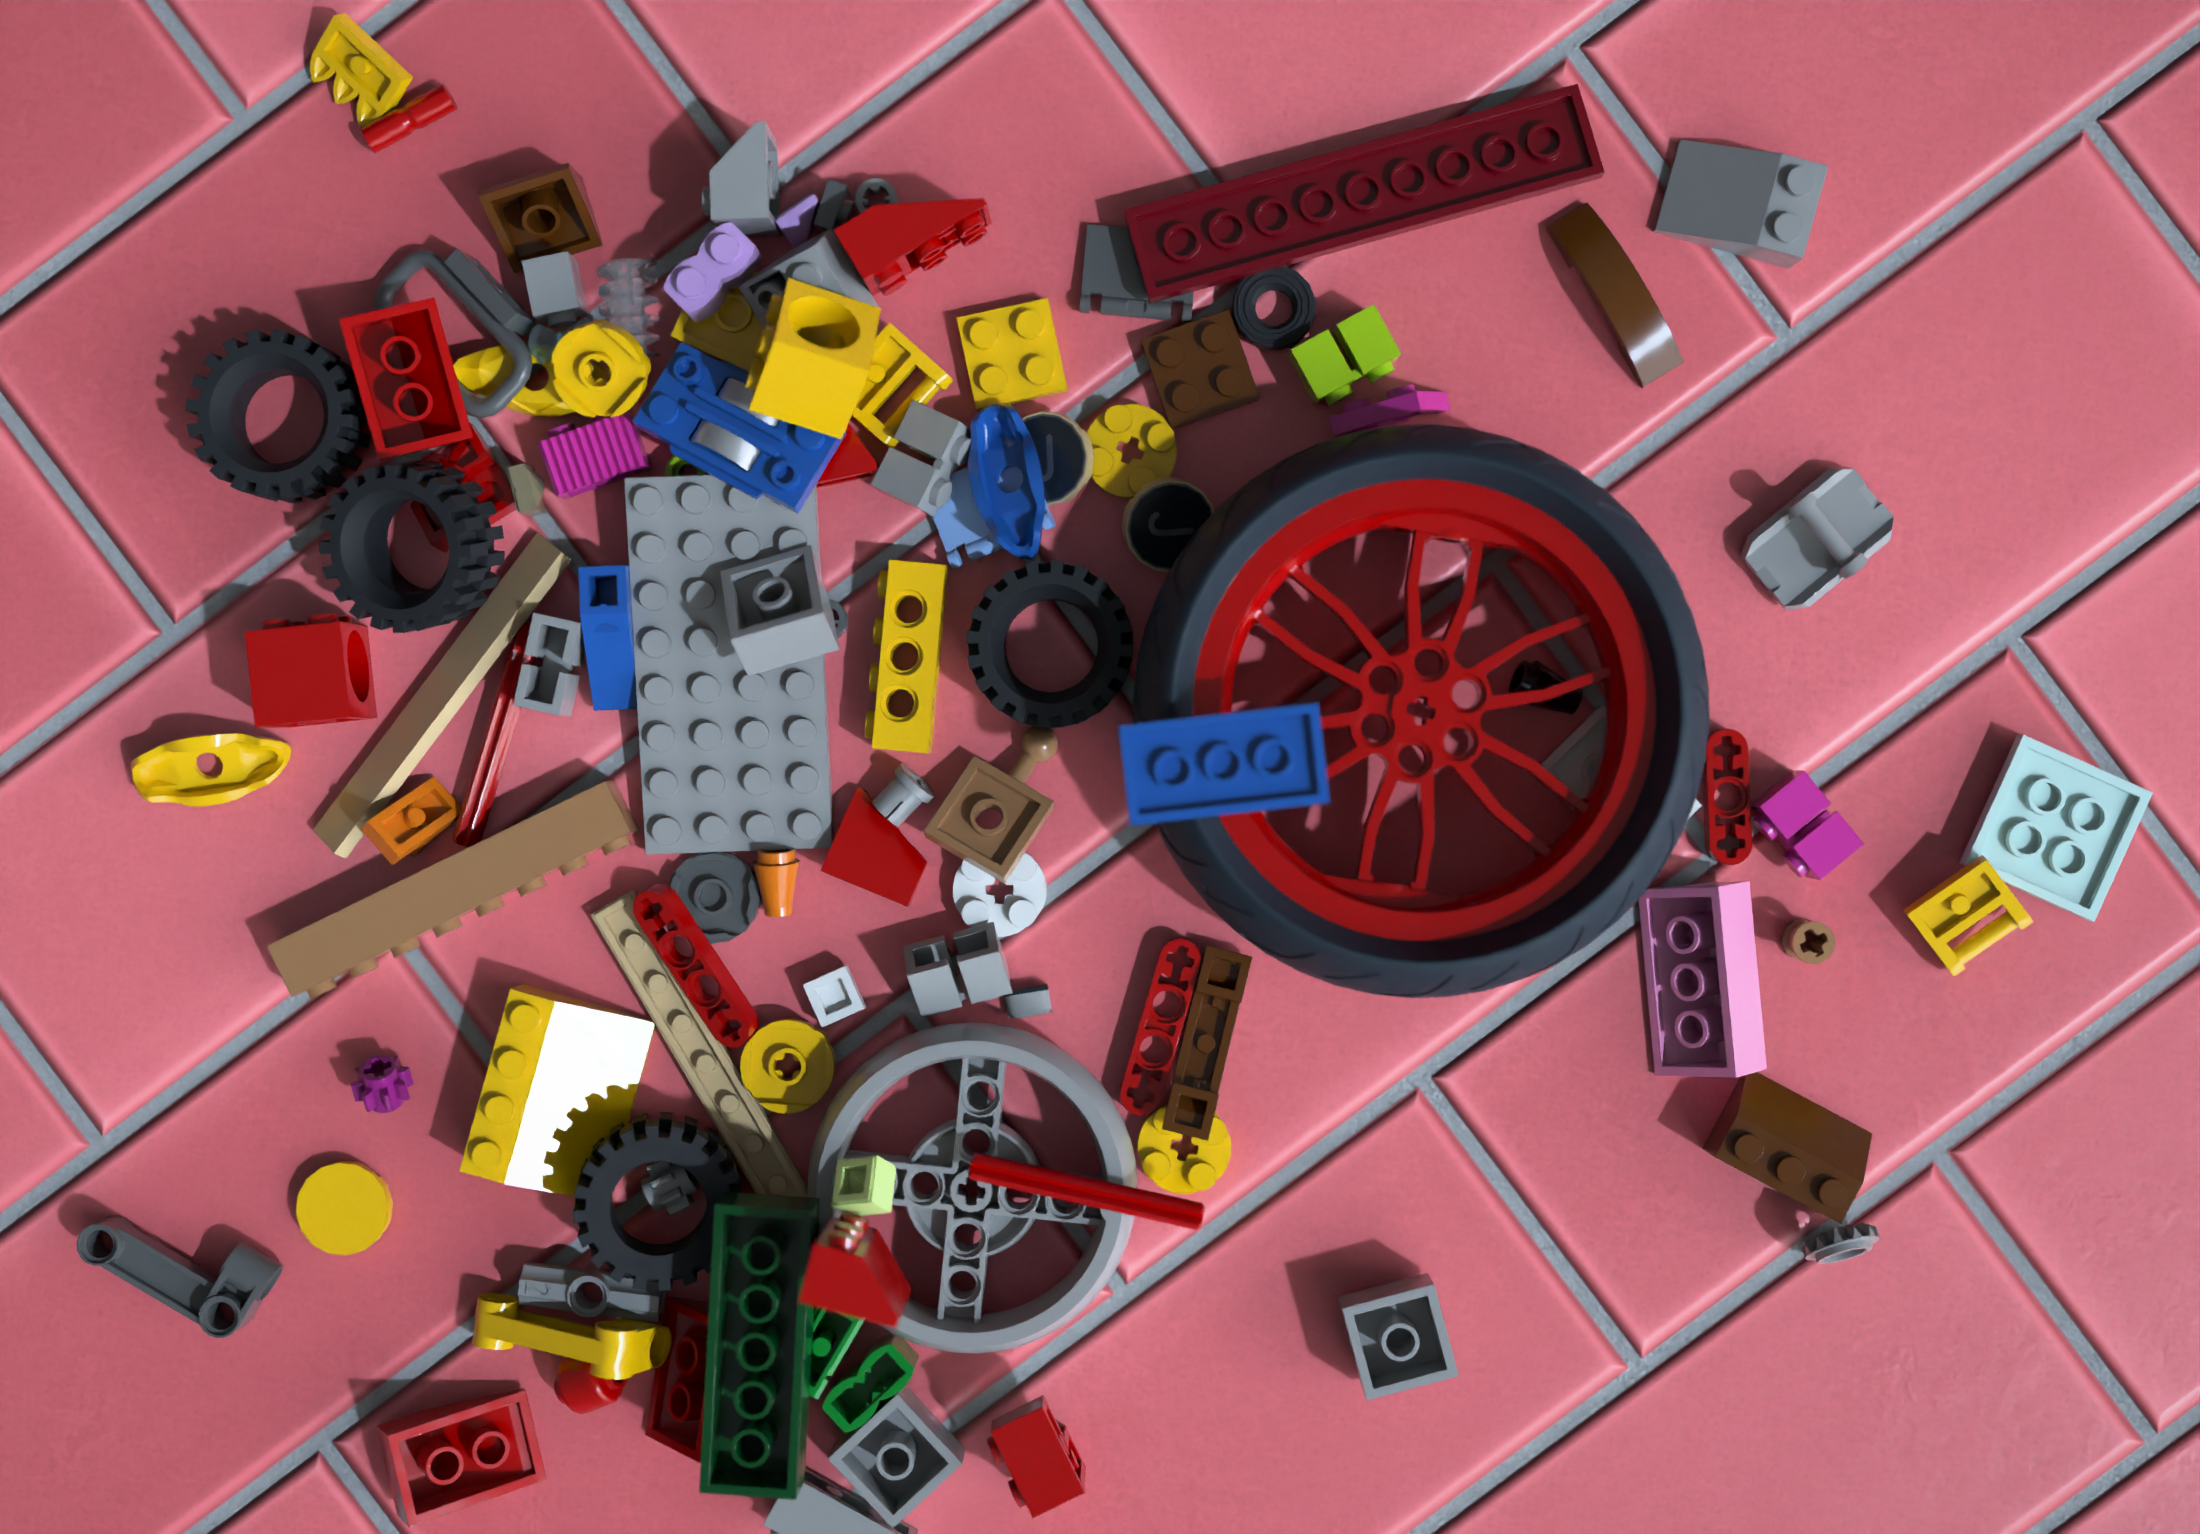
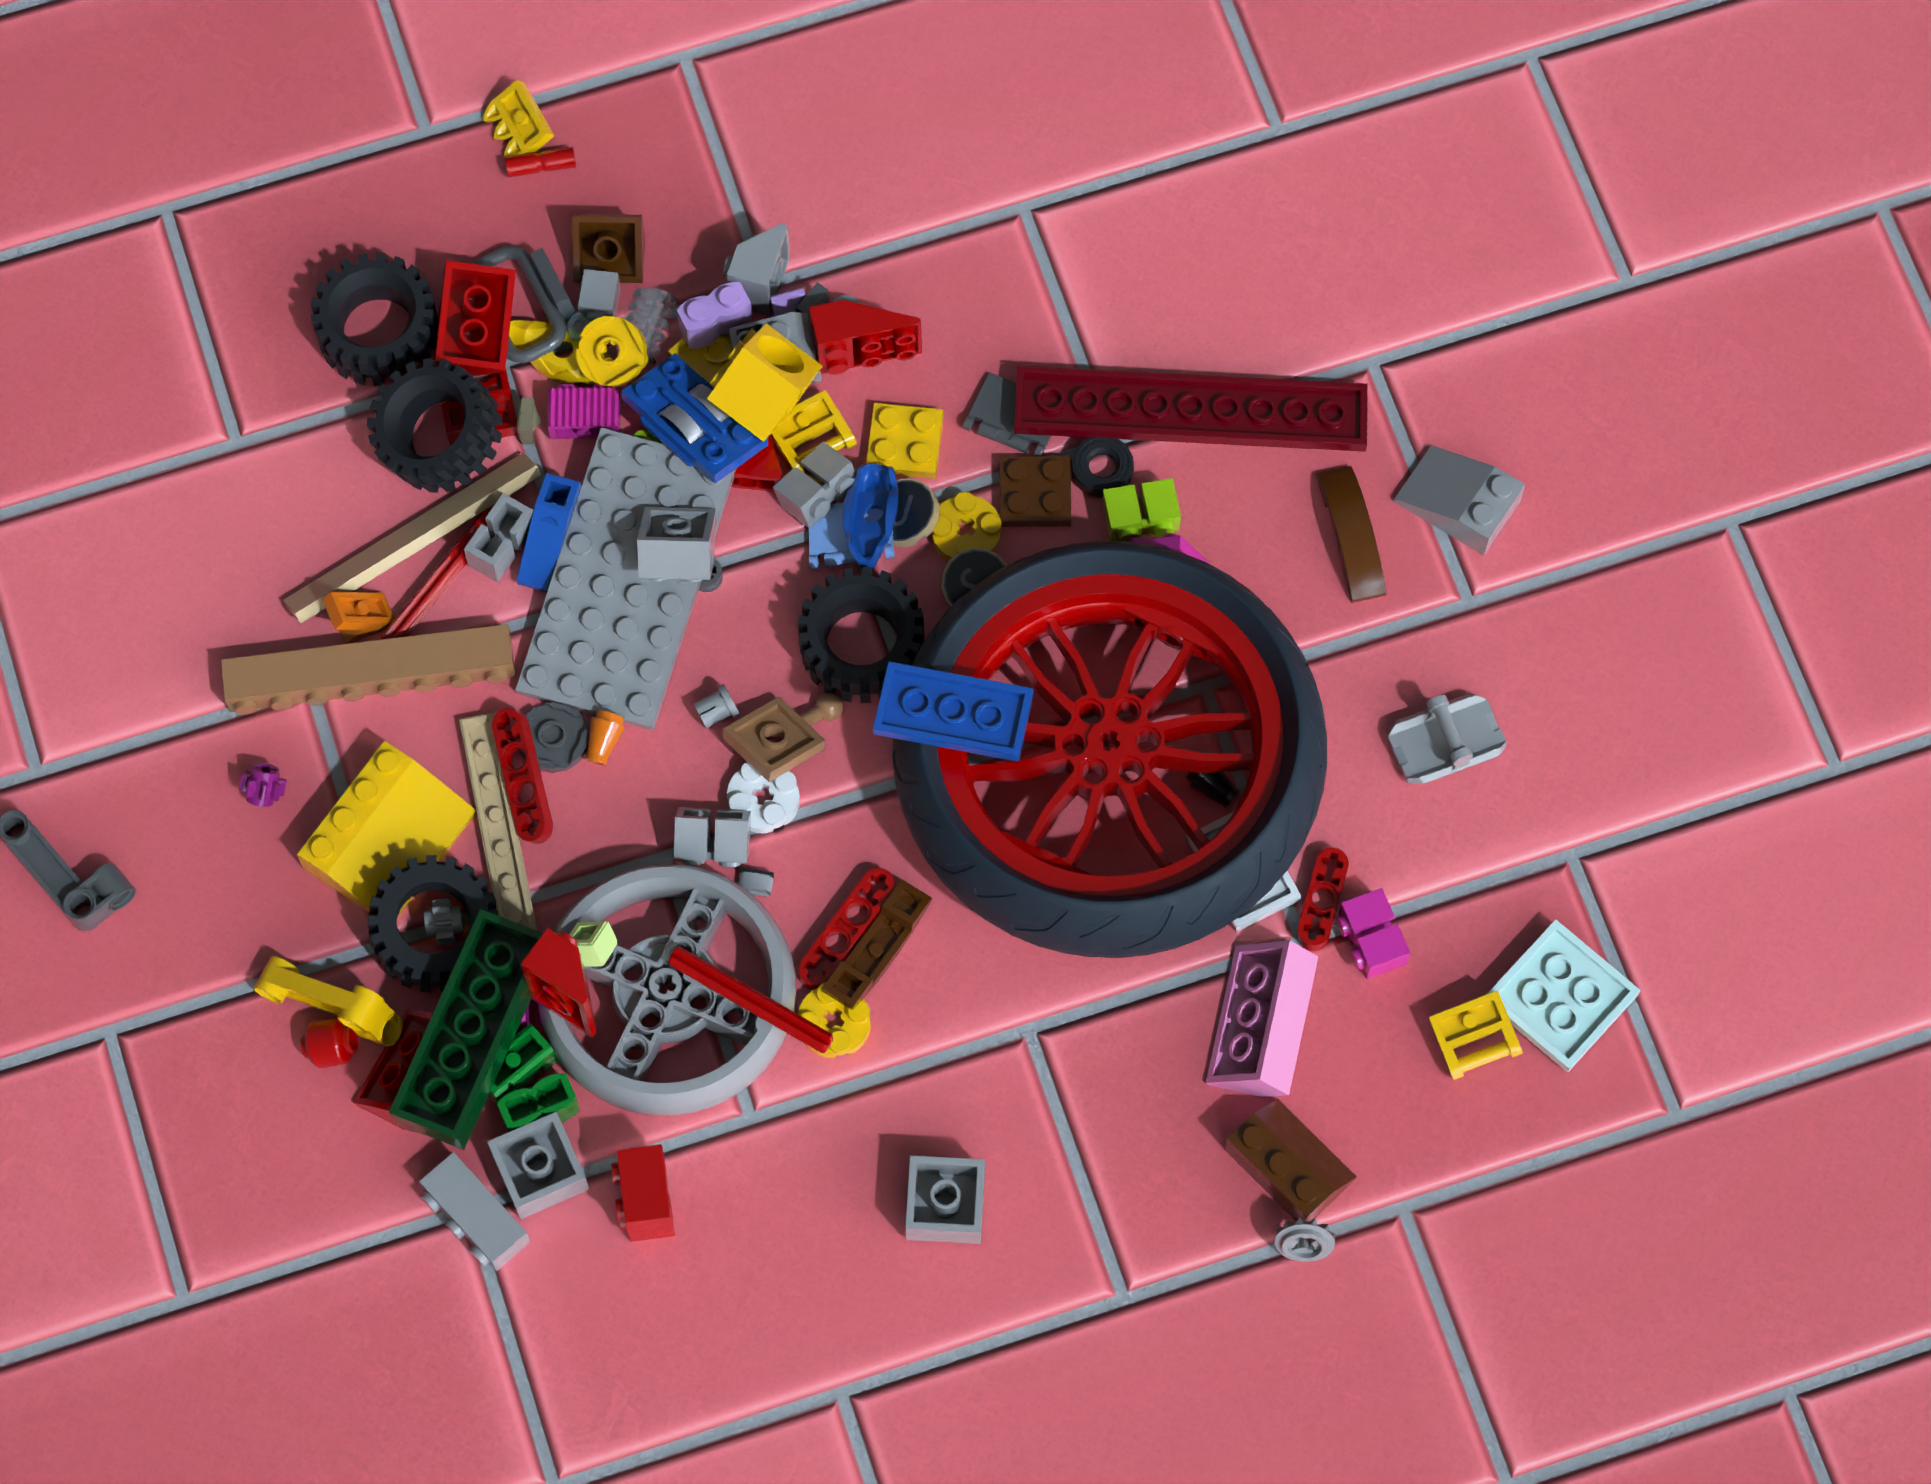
camera: 15 degrees right, 20 degrees down
(173, 775) = (199, 529): yellow piece -> none
(310, 672) = (328, 489): red brick -> none
(344, 1207) = (197, 867): yellow tile -> none
(460, 1455) = (211, 1066): red slope -> none
(563, 1289) = (337, 971): light grey piece -> none
(768, 1084) = (555, 850): yellow plate -> none
(834, 995) = (614, 830): white plate -> none
(874, 853) = (681, 742): red slope -> none
(897, 583) = (742, 664): yellow brick -> none
(1821, 945) = (1357, 1009): medium nougat bush -> none

